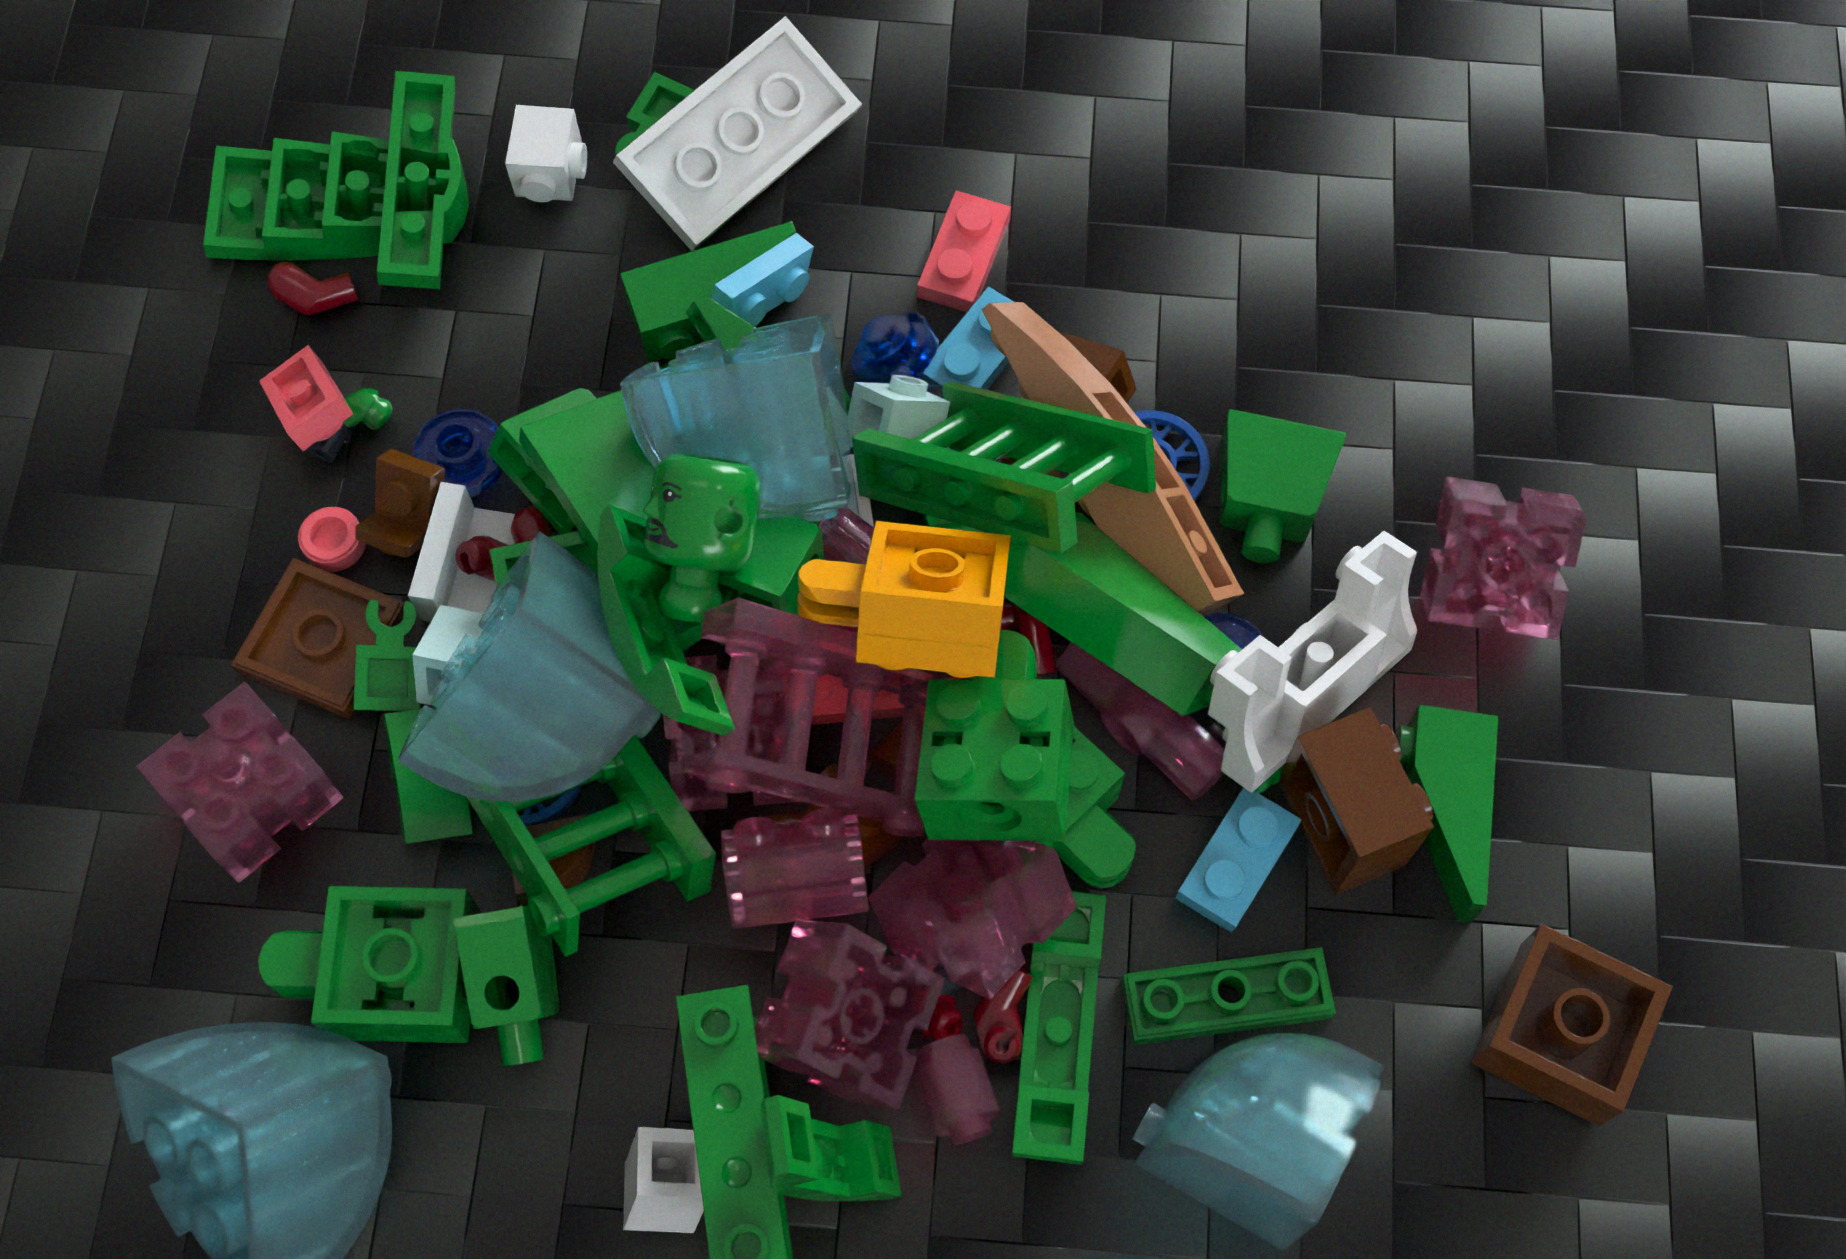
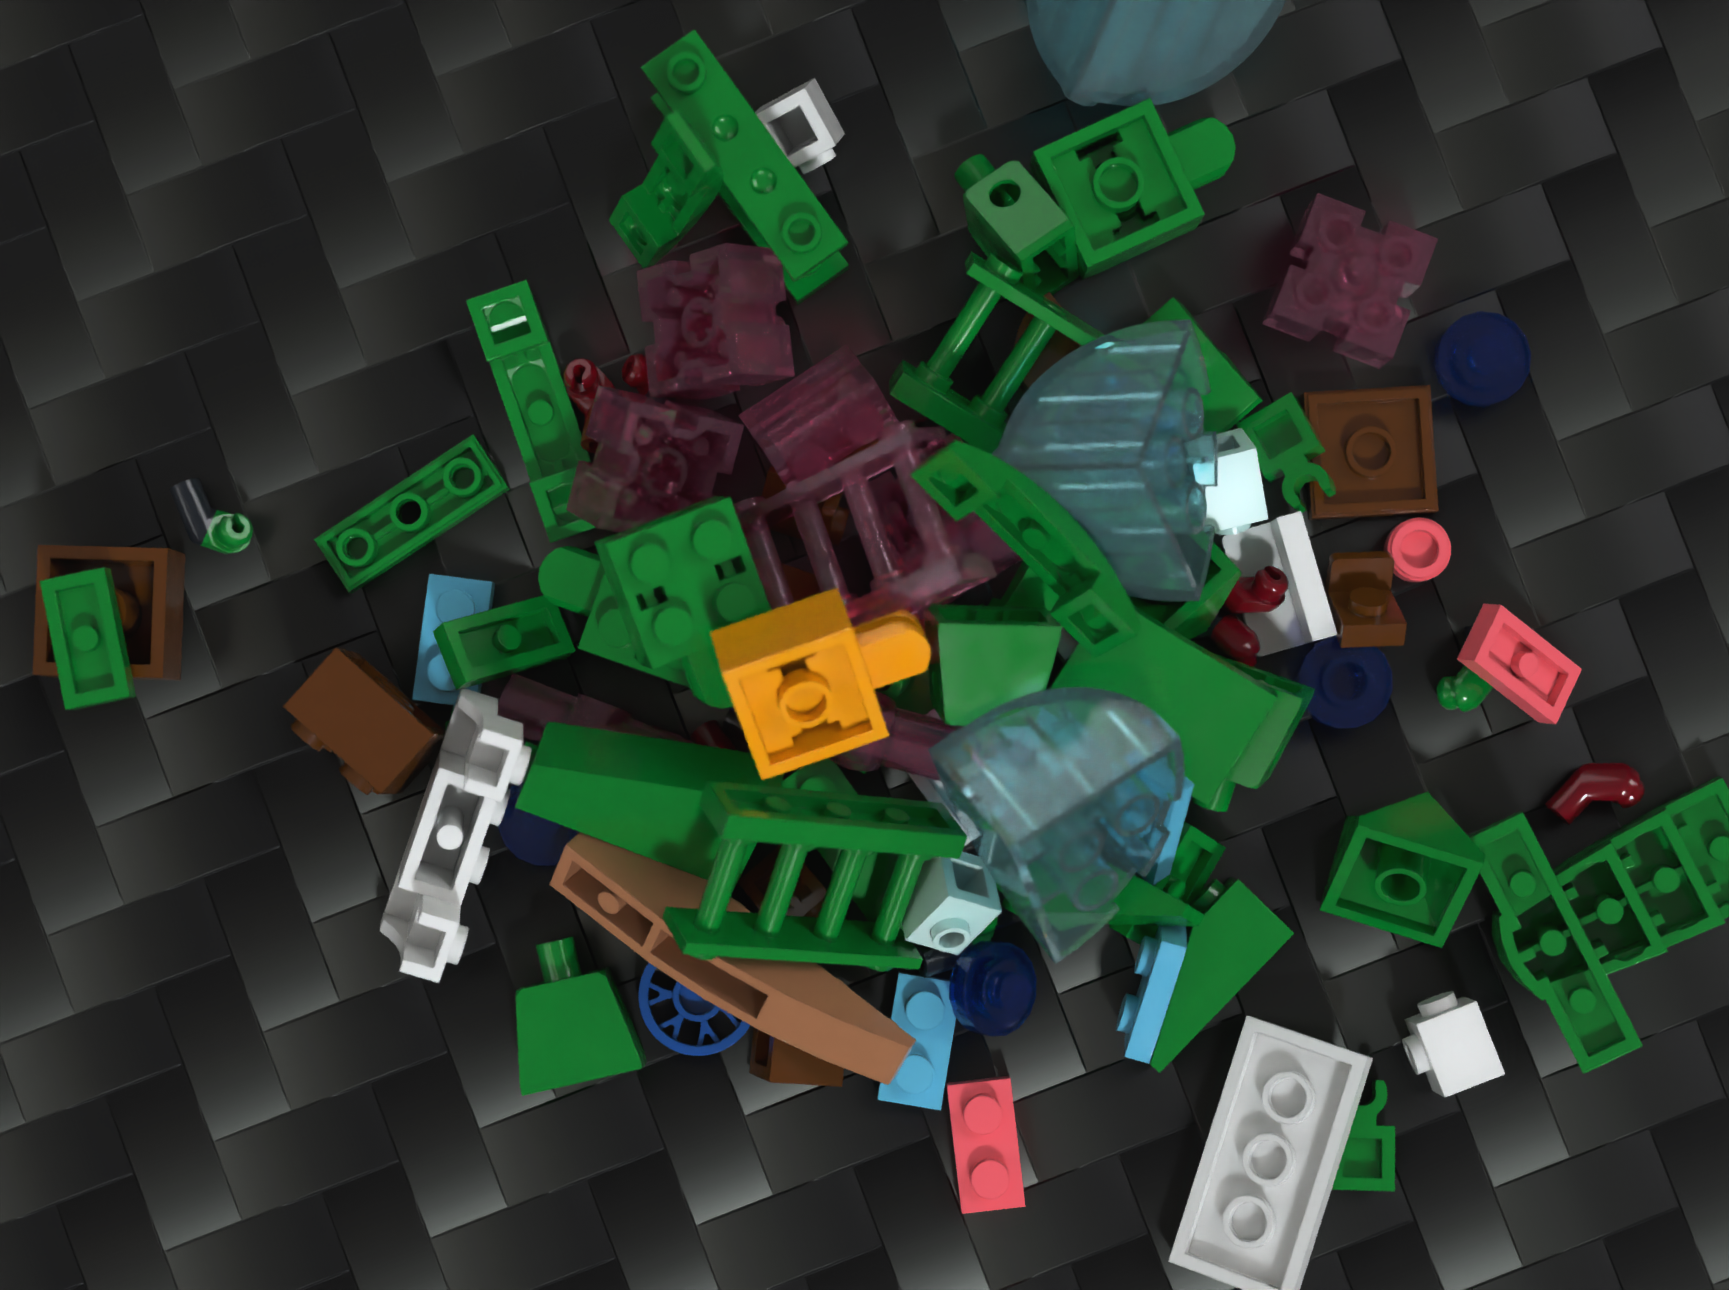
camera: 155 degrees right, 20 degrees up
(171, 664) = (1482, 359): none -> clear blue plate
(503, 290) = (1403, 870): none -> green slope
(701, 525) = (1039, 647): green piece -> none
(956, 1089) = (600, 318): clear pink brick -> none
(1193, 821) = (503, 641): none -> green plate
(1263, 1130) = (330, 402): clear light blue brick -> none
(1434, 1077) = (209, 526): none -> arm
(1455, 765) = (291, 790): green slope -> none
(1502, 558) = (325, 1028): clear pink brick -> none
(1605, 984) = (87, 638): none -> green plate

